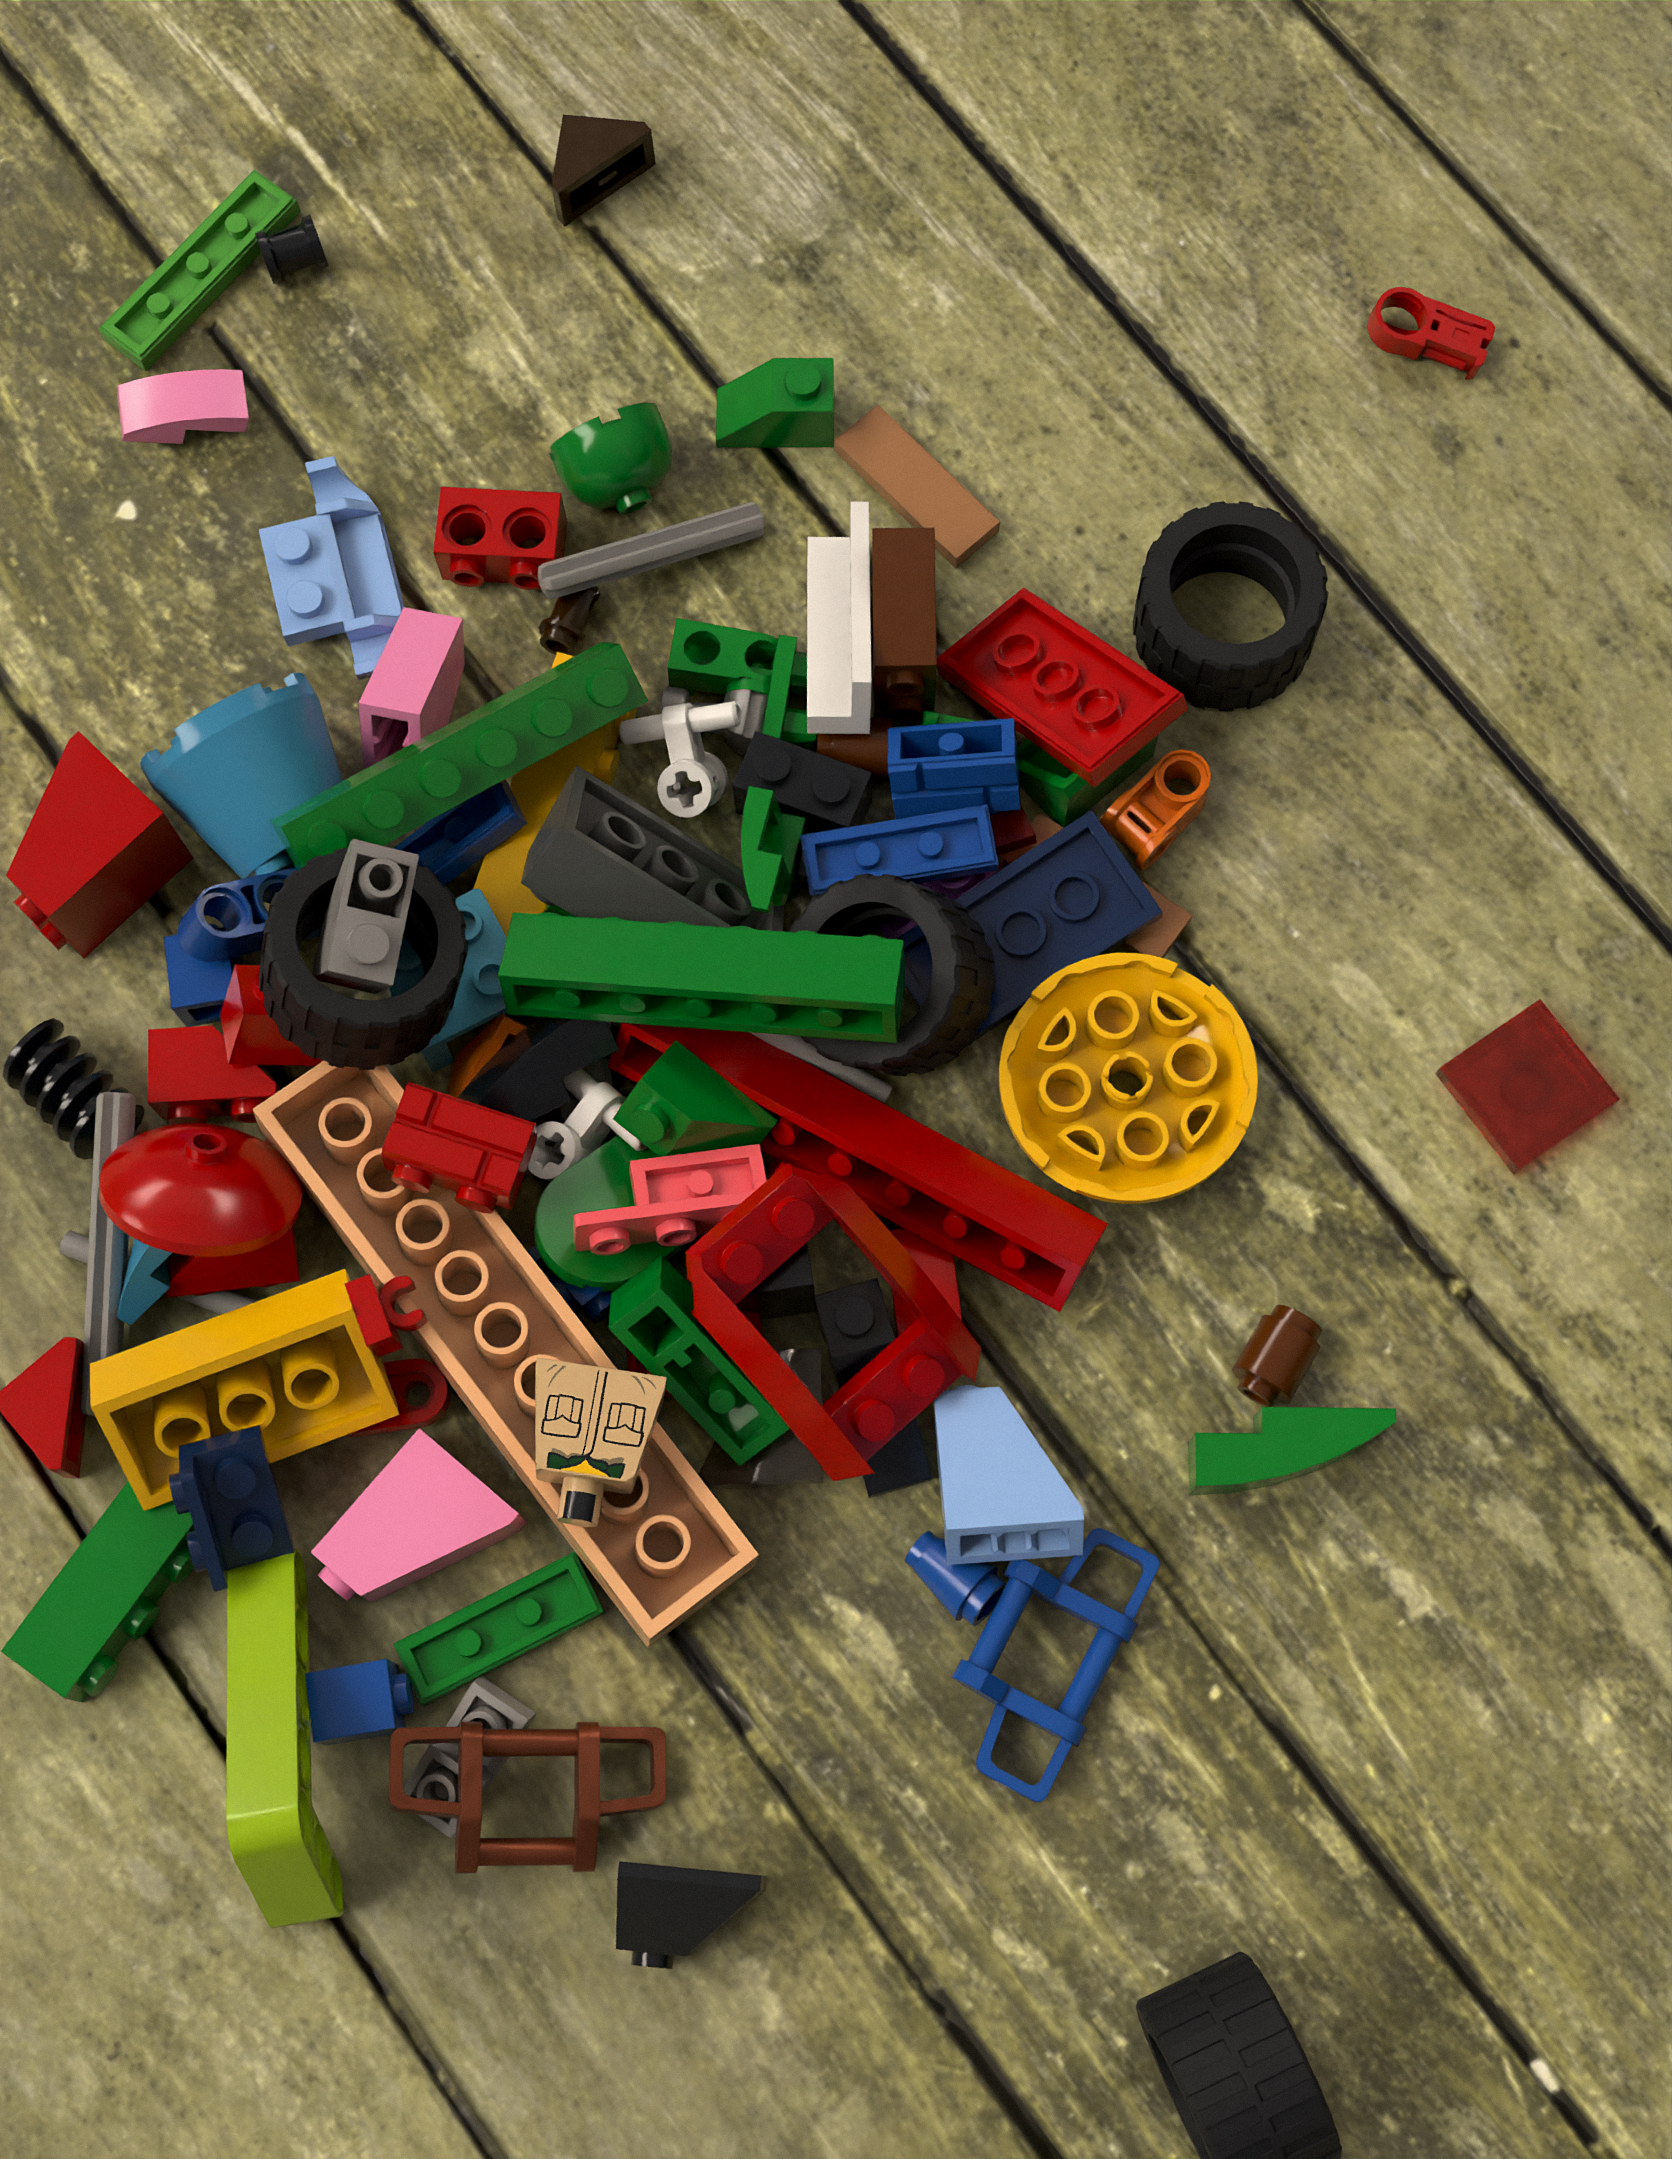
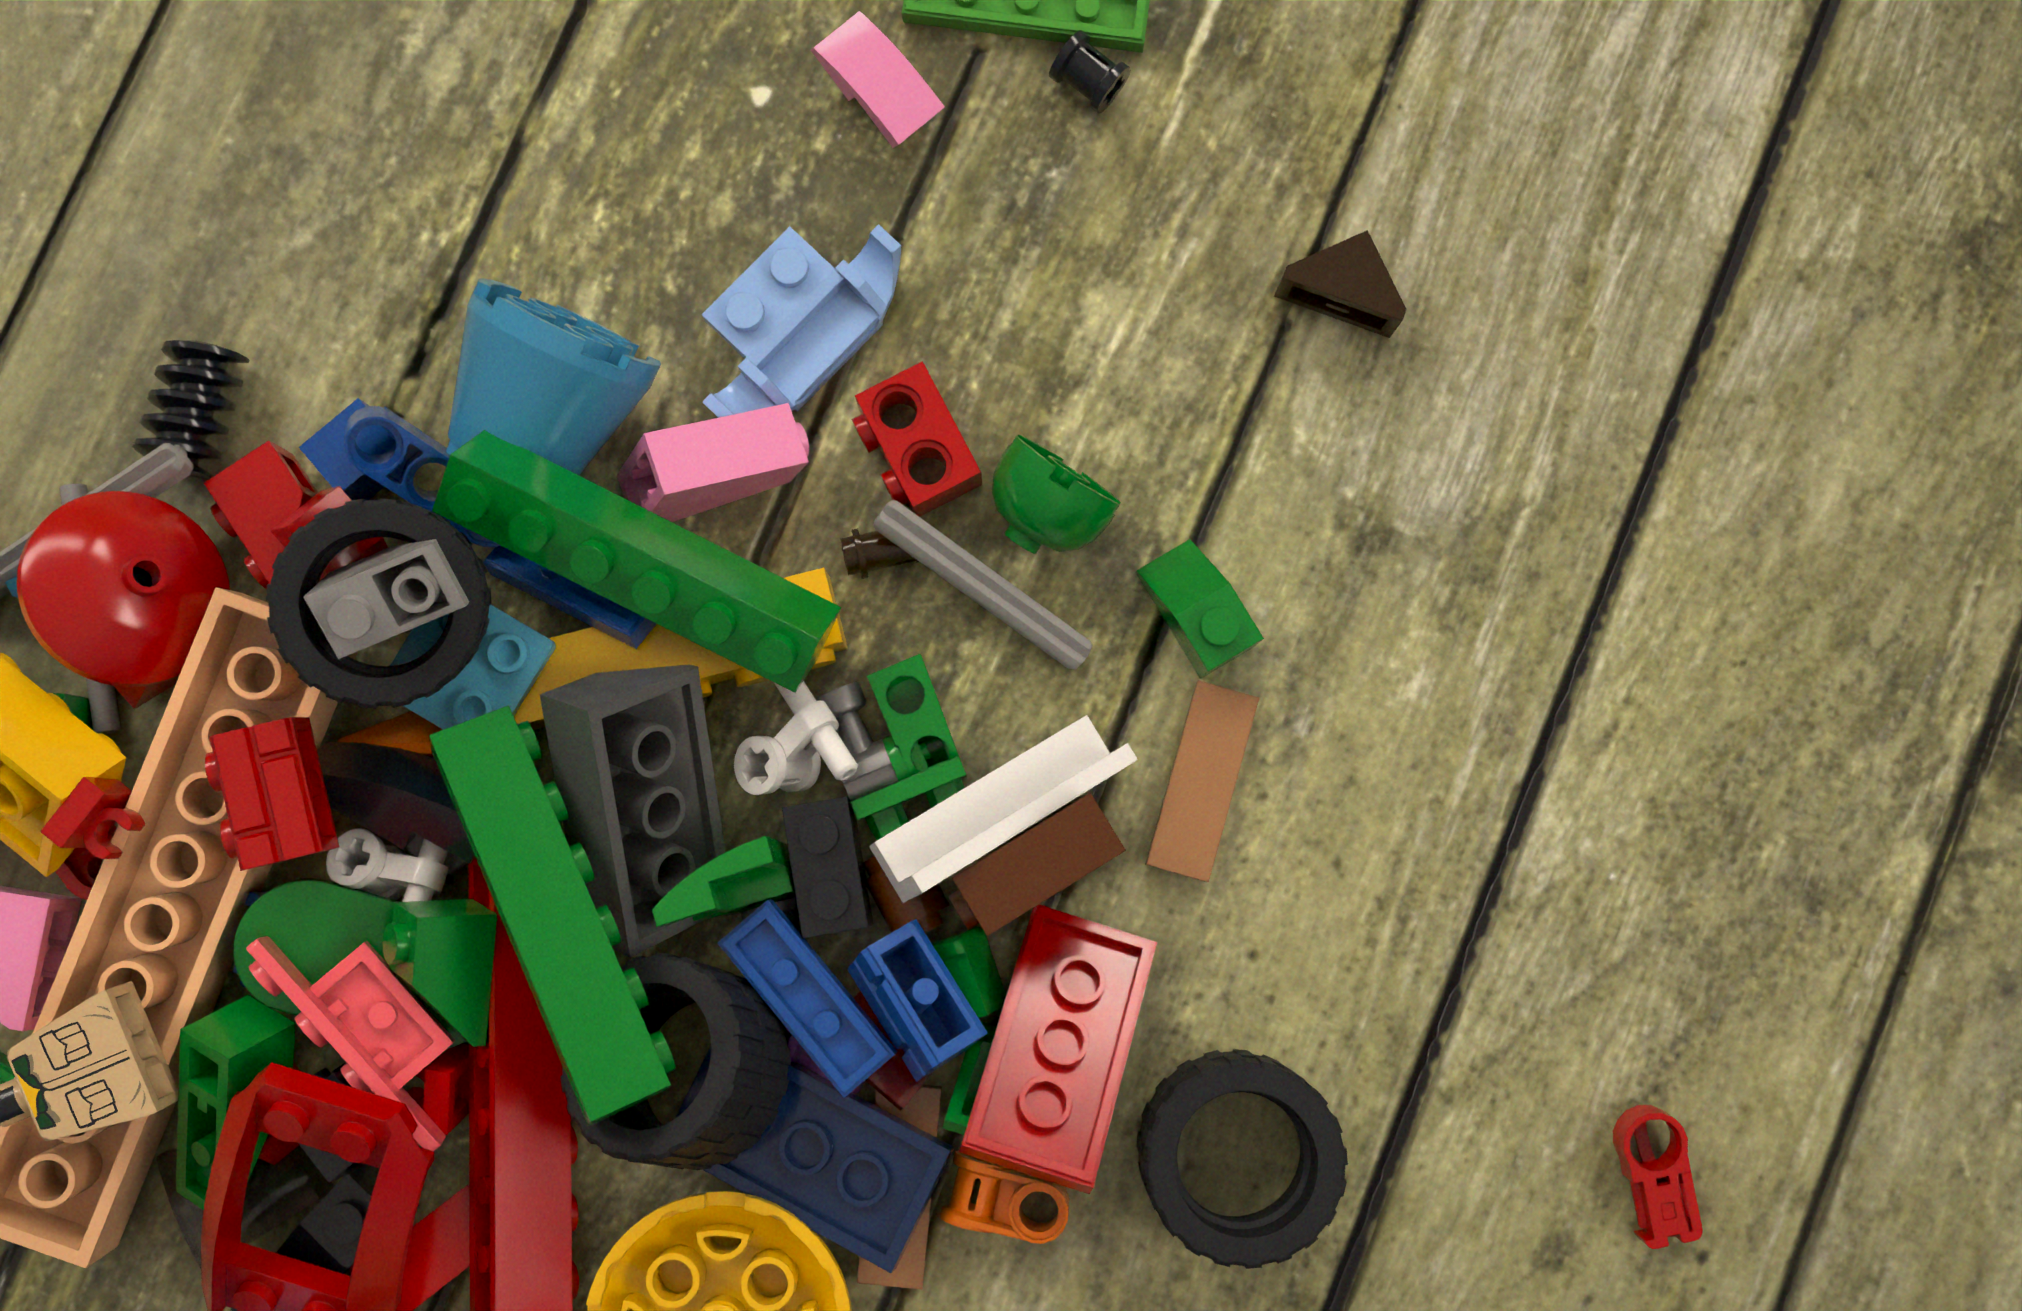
camera: 55 degrees right, 10 degrees up
(92, 851) = (396, 278): red slope -> none

